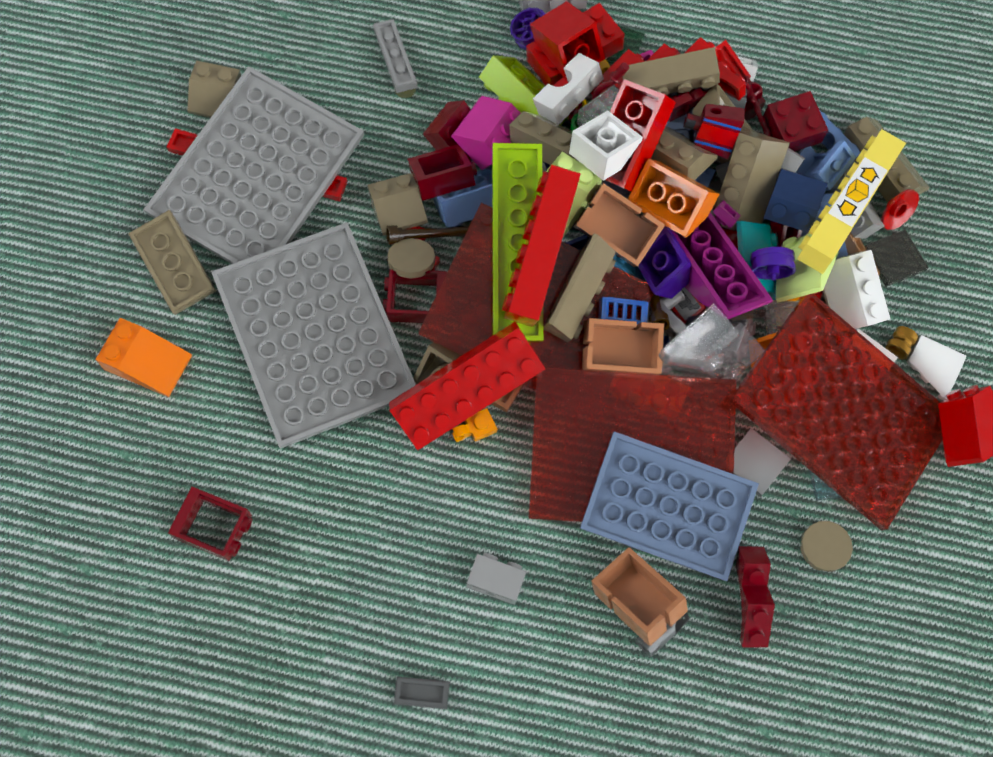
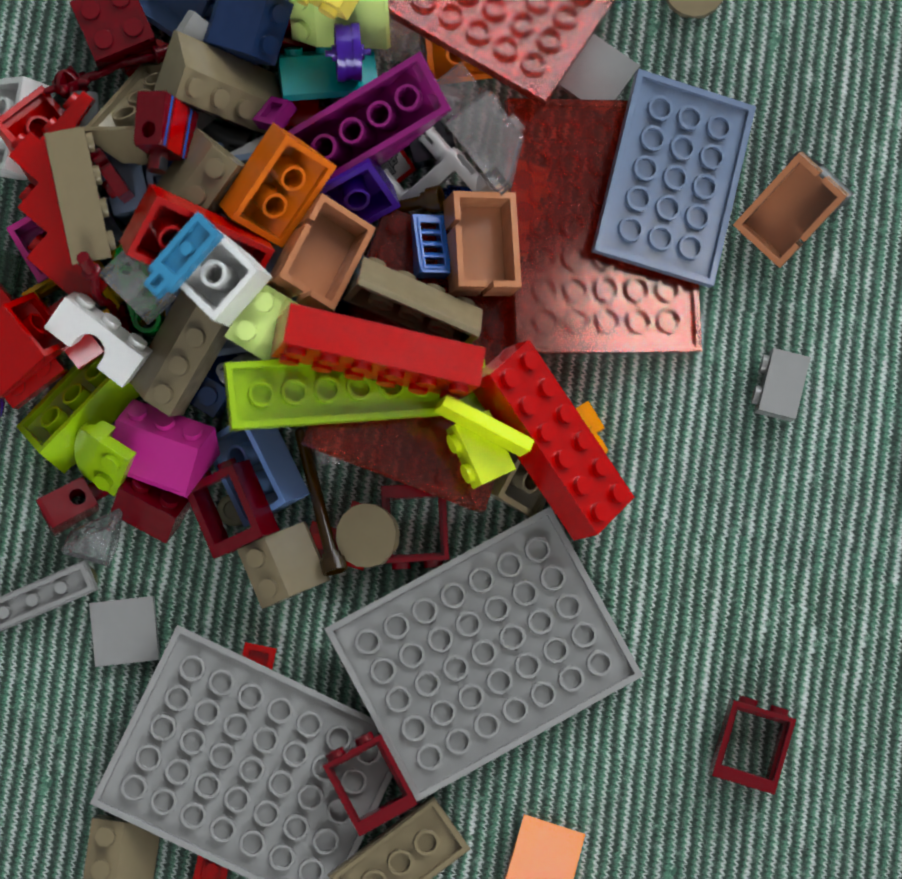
camera: 90 degrees left, 15 degrees up
(222, 224) = (388, 810): none -> dark red window
(366, 107) = (124, 631): none -> light grey tile
(429, 93) = (96, 539): none -> clear slope
(456, 76) = (61, 512): none -> dark red torso
(463, 328) = (479, 457): none -> neon yellow brick
(480, 323) = (484, 425): none -> neon yellow tile
(485, 90) = (102, 457): none -> lime slope
(621, 114) = (182, 256): none -> dark azure hinge
(756, 600) = (778, 70): dark red arch -> none

